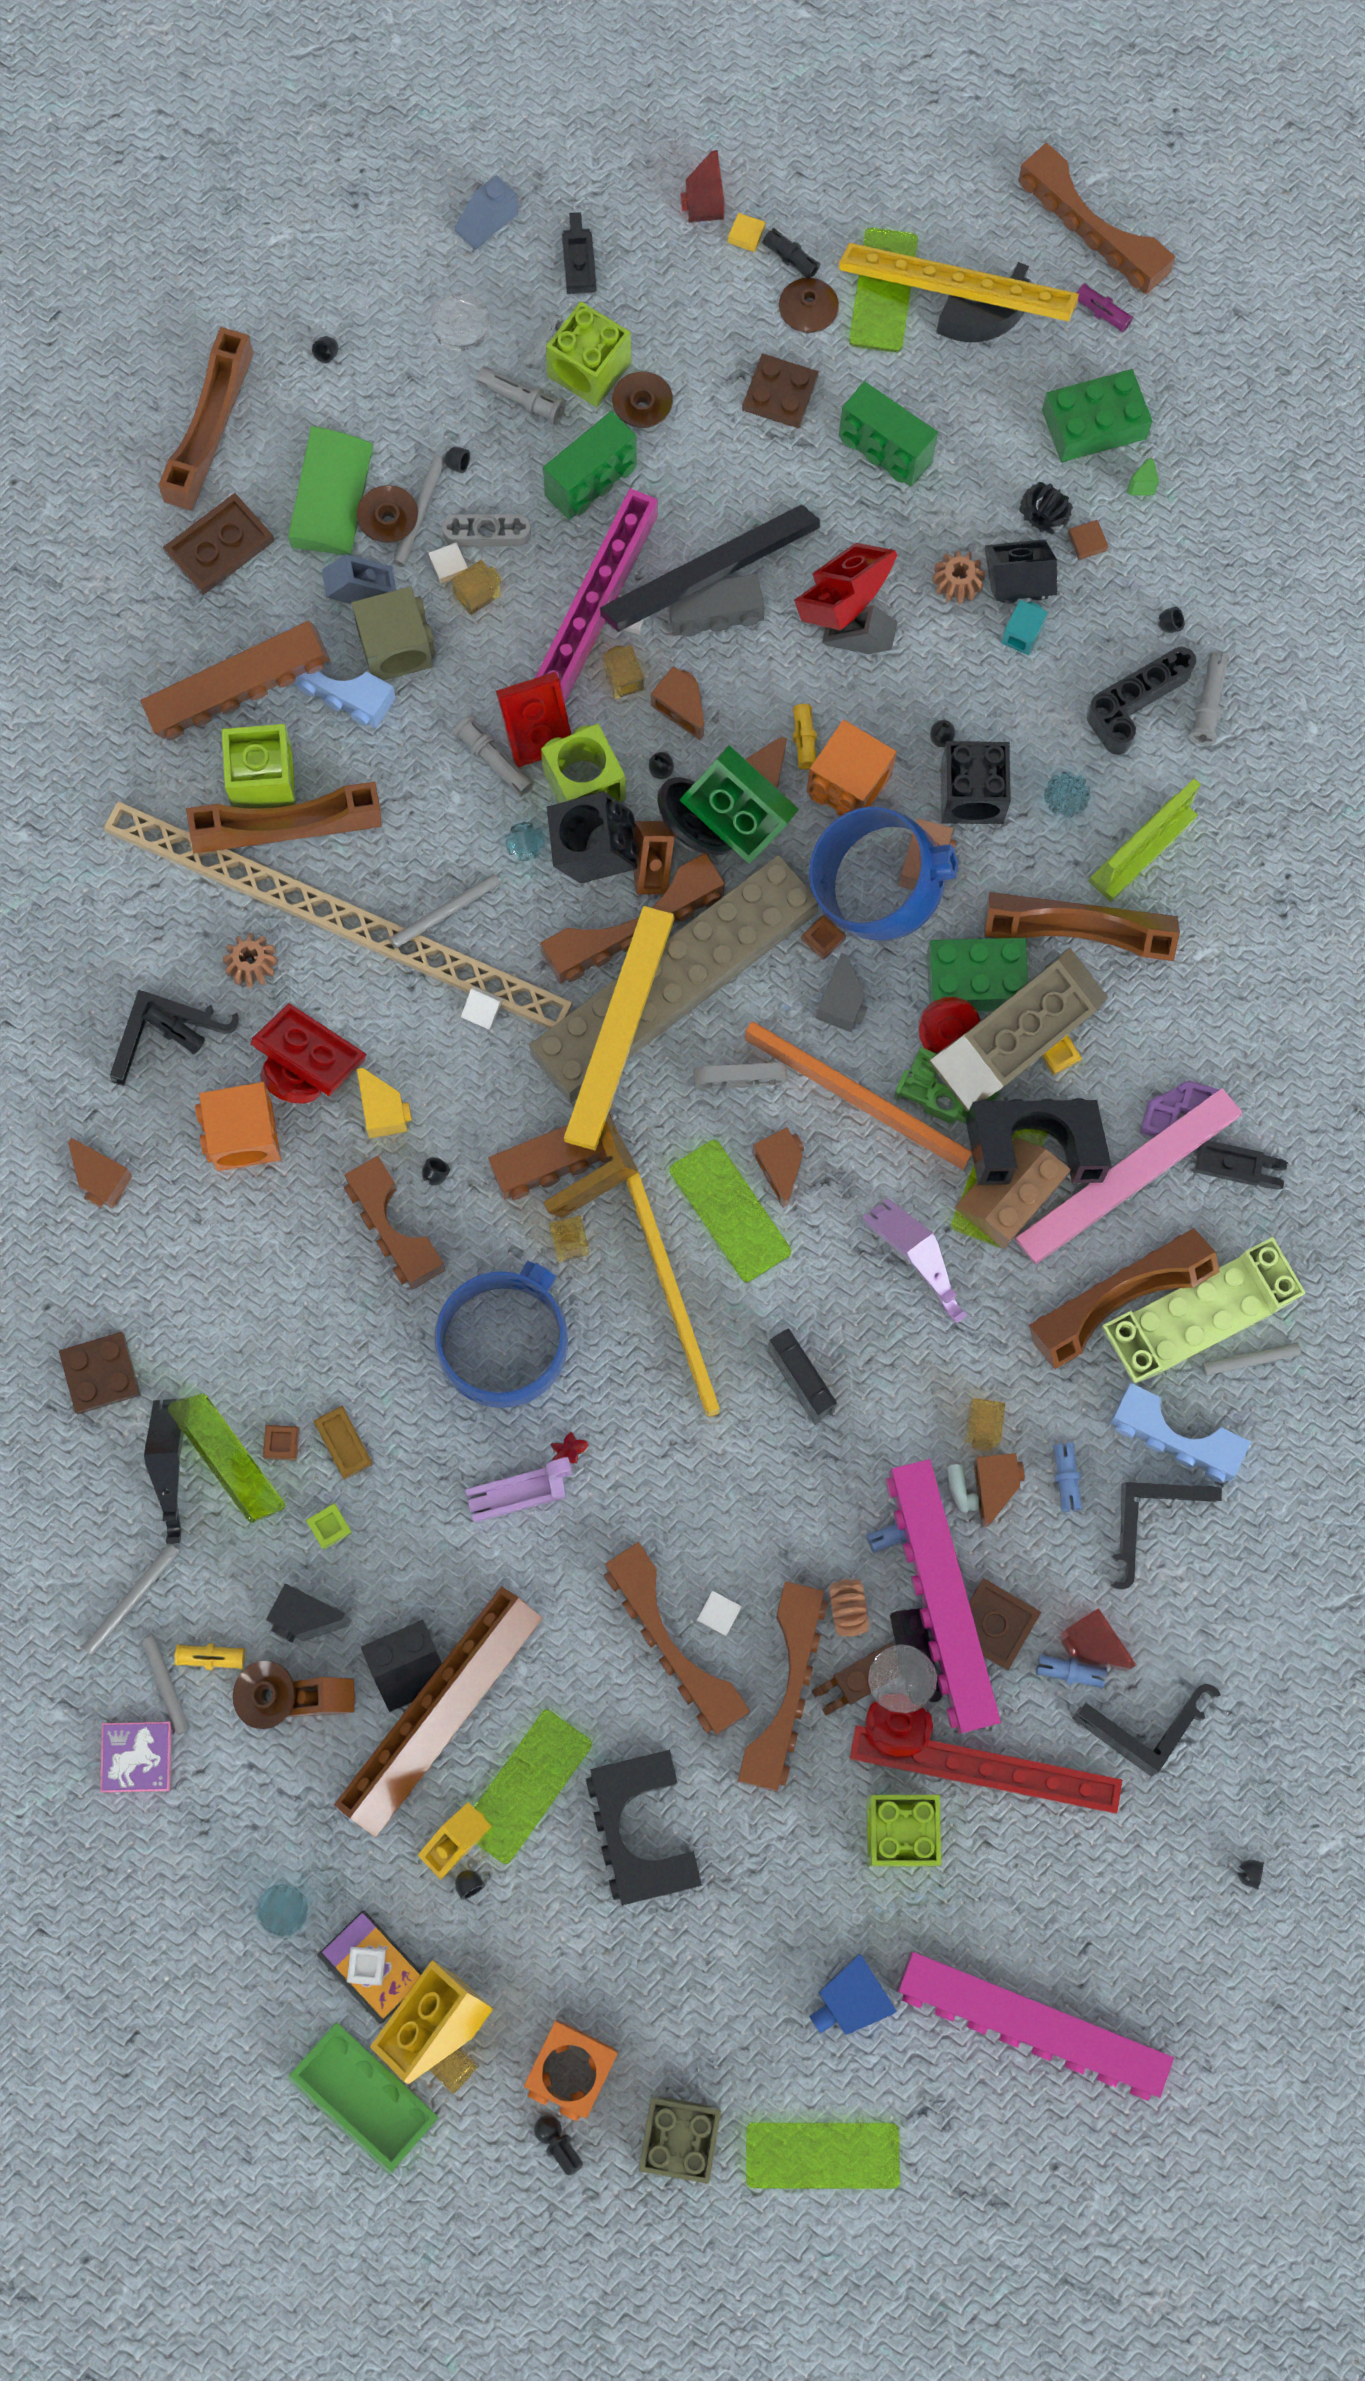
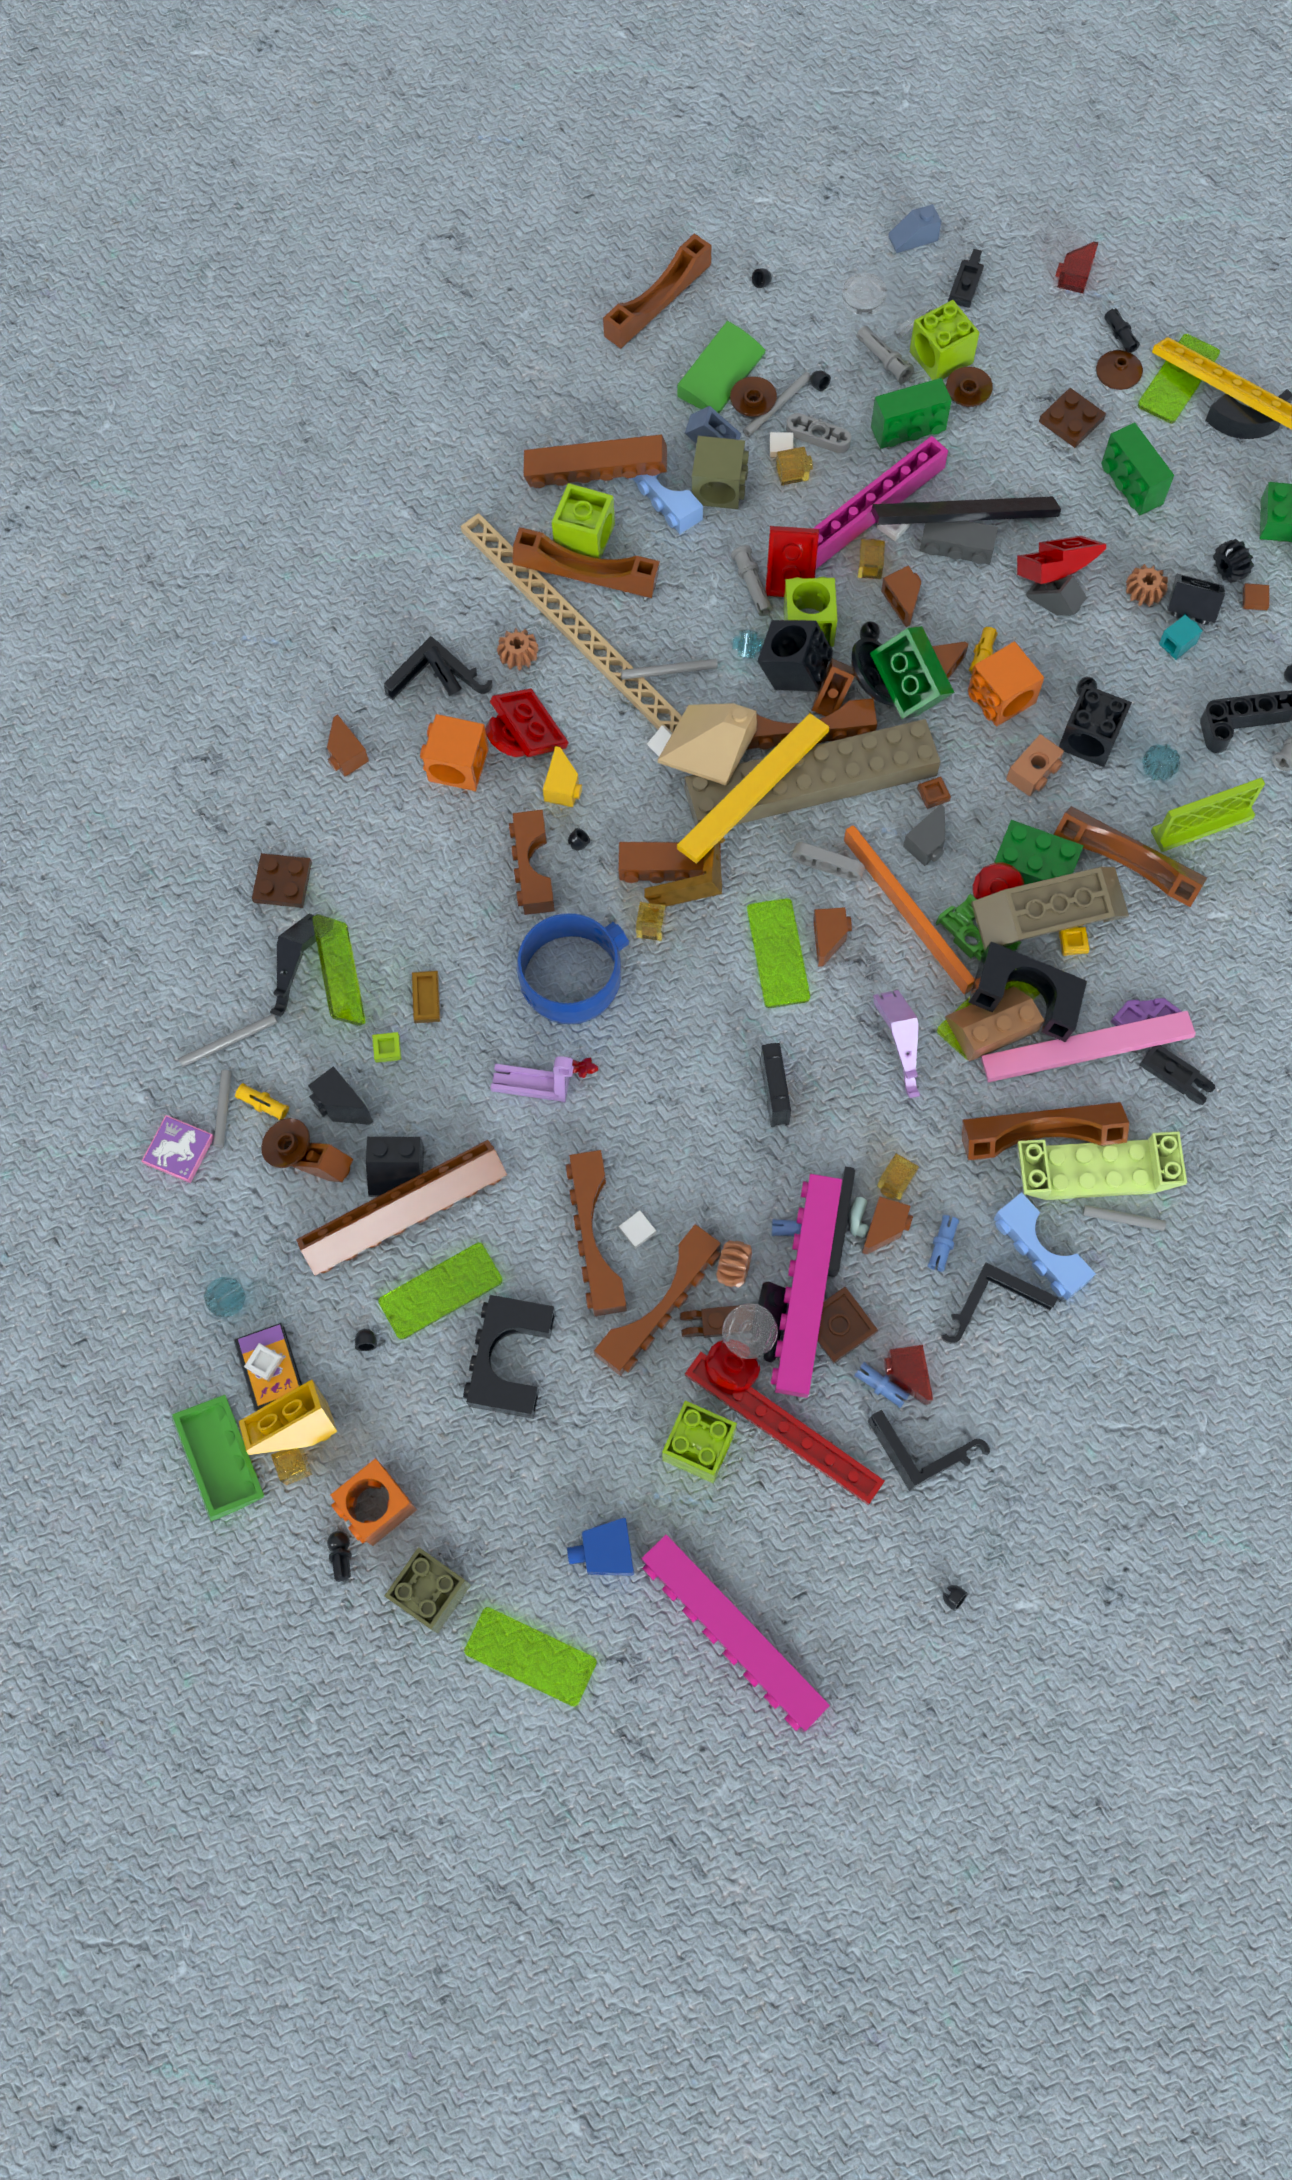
camera: 30 degrees right, 5 degrees down
(218, 544) = (628, 374): reddish brown plate -> none
(281, 1442) = (383, 979): dark orange tile -> none
(454, 1840) = (369, 1302): yellow slope -> none
(539, 988) = (710, 740): none -> tan slope
(672, 1296) = (707, 994): yellow tile -> none
(746, 232) = (1095, 306): yellow tile -> none
(930, 1450) = (841, 1220): none -> black tile
(937, 865) = (1014, 785): blue cylinder -> none

